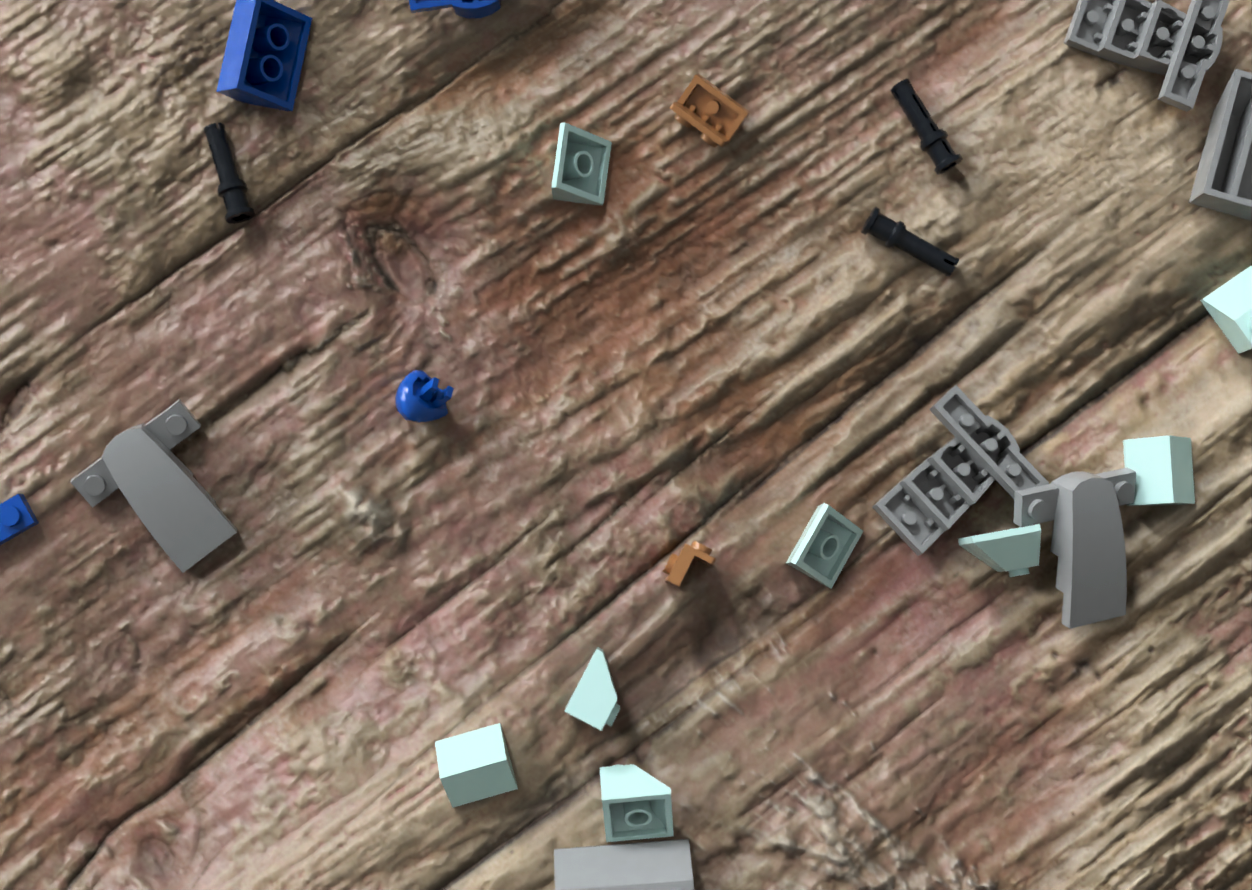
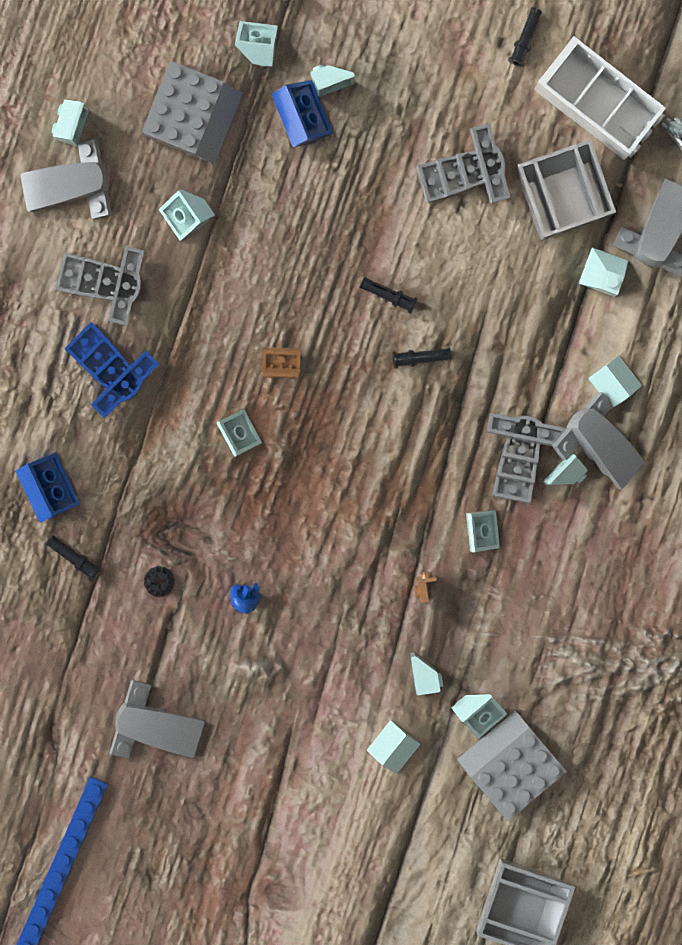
camera: 30 degrees left, 5 degrees up
(324, 306) = (163, 573): none -> black gear

